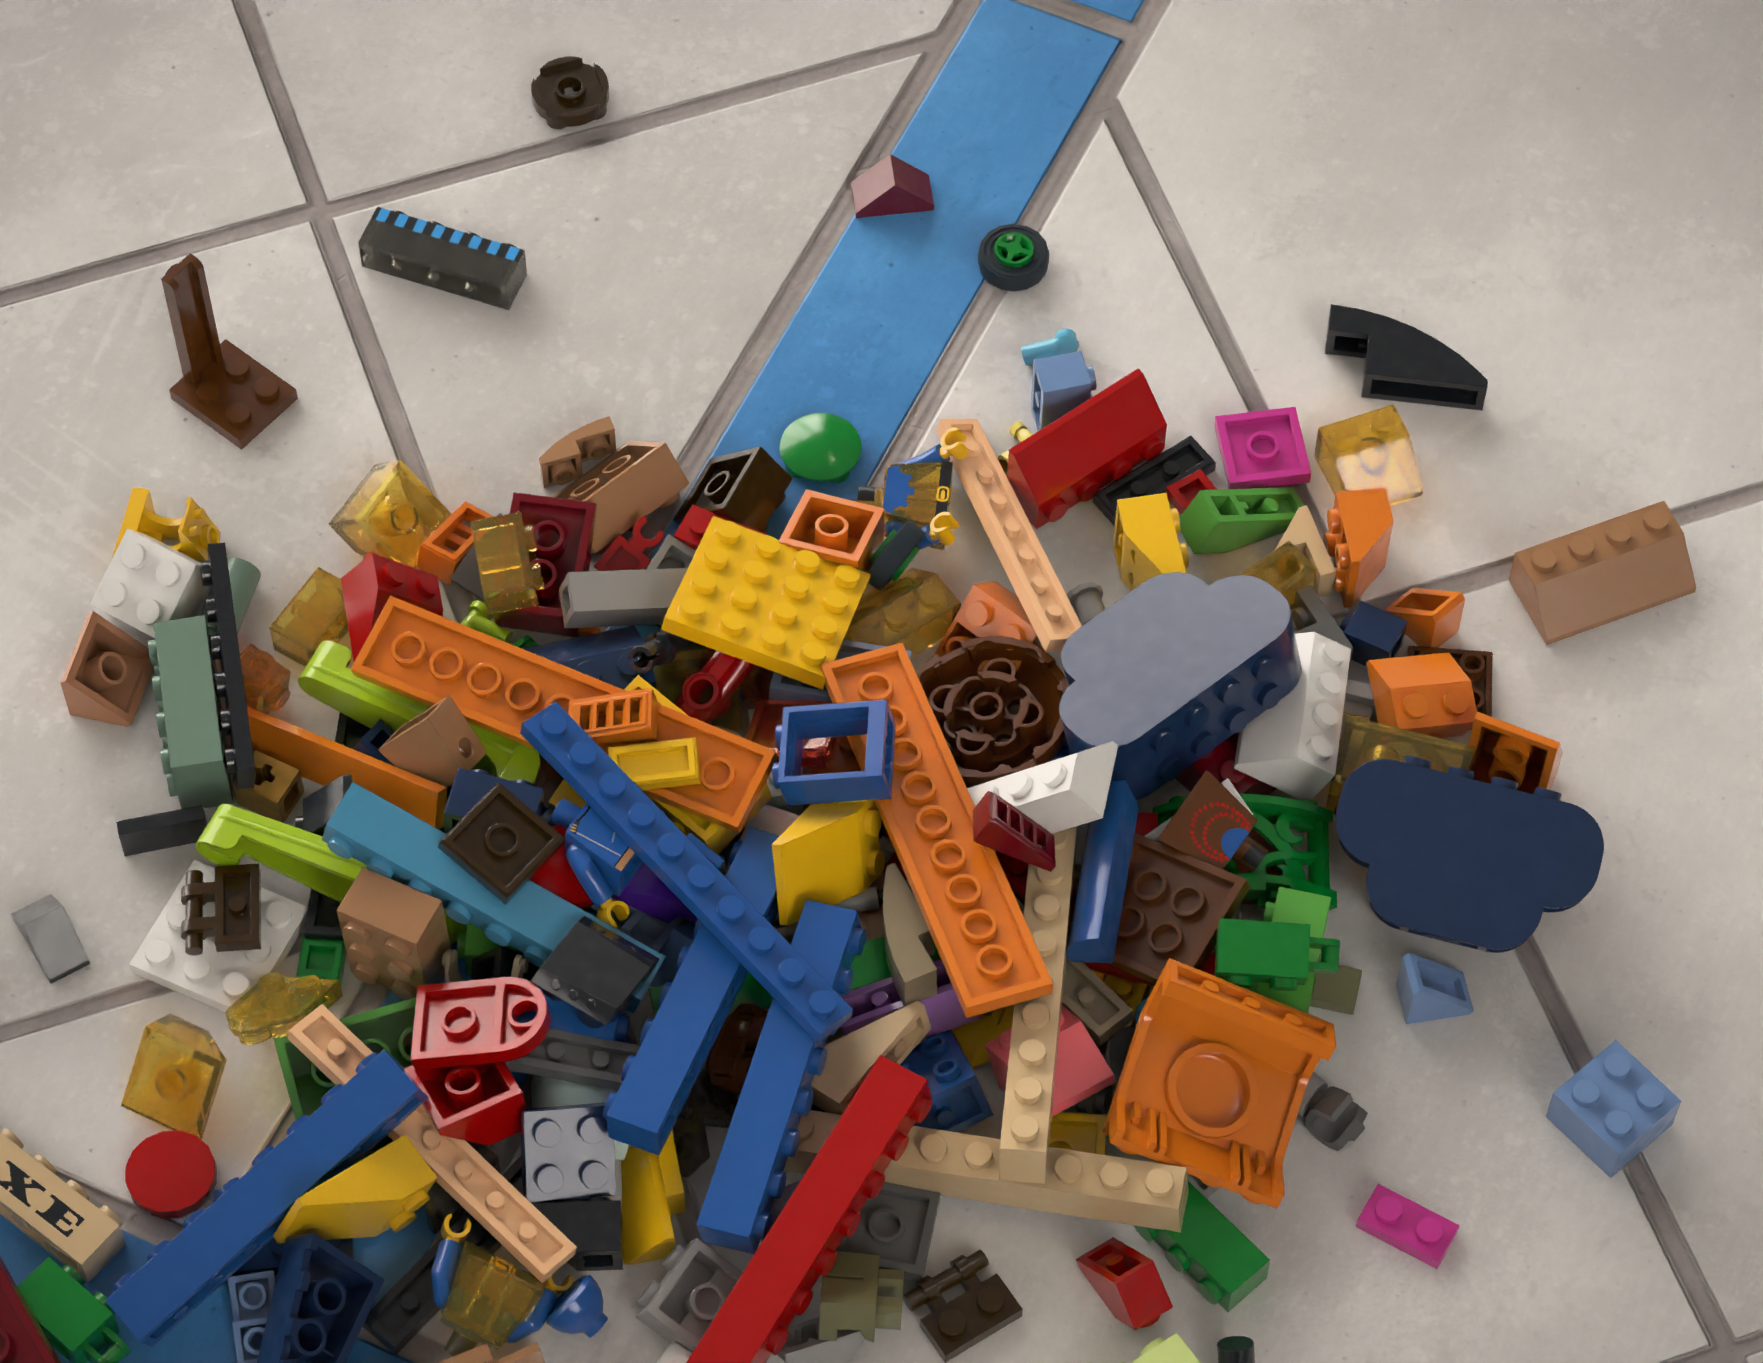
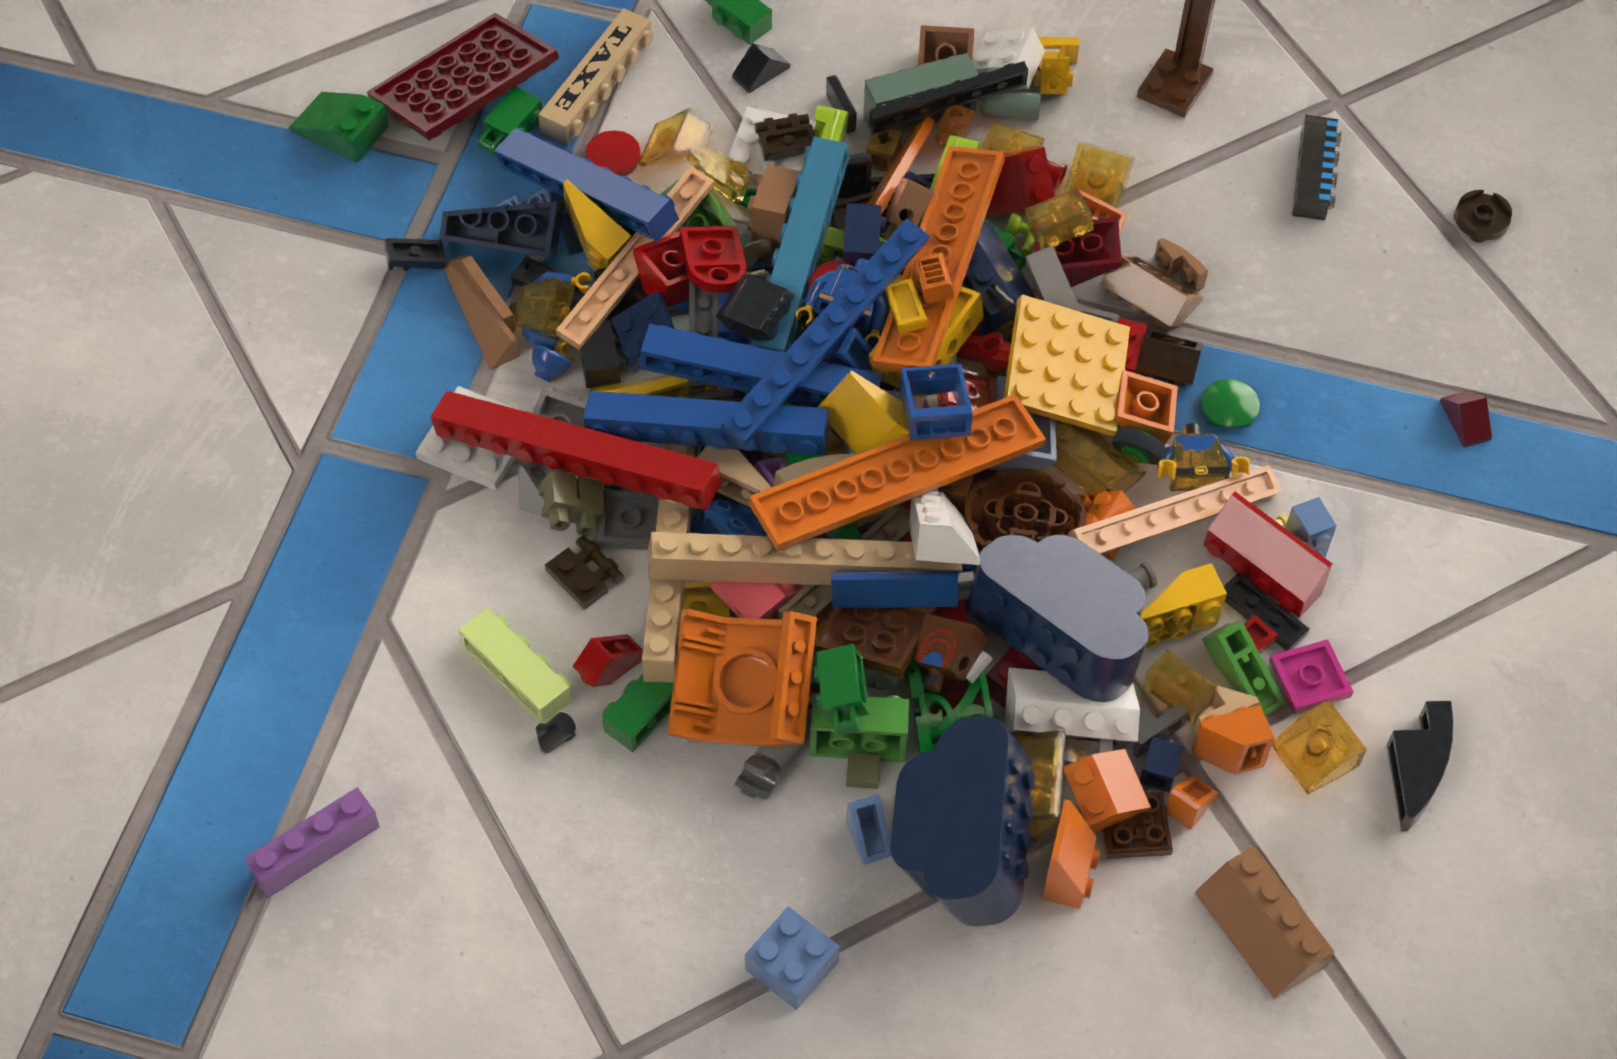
camera: 80 degrees right, 0 degrees up
(501, 843) = (828, 233): dark brown plate -> none
(629, 554) = (1106, 300): red plate -> none
(1010, 242) = (1443, 493): black wheel -> none
(1012, 832) = (888, 504): dark red slope -> none
(1062, 343) = (1359, 533): medium azure arm -> none
(1407, 1226) = (682, 834): dark pink plate -> none

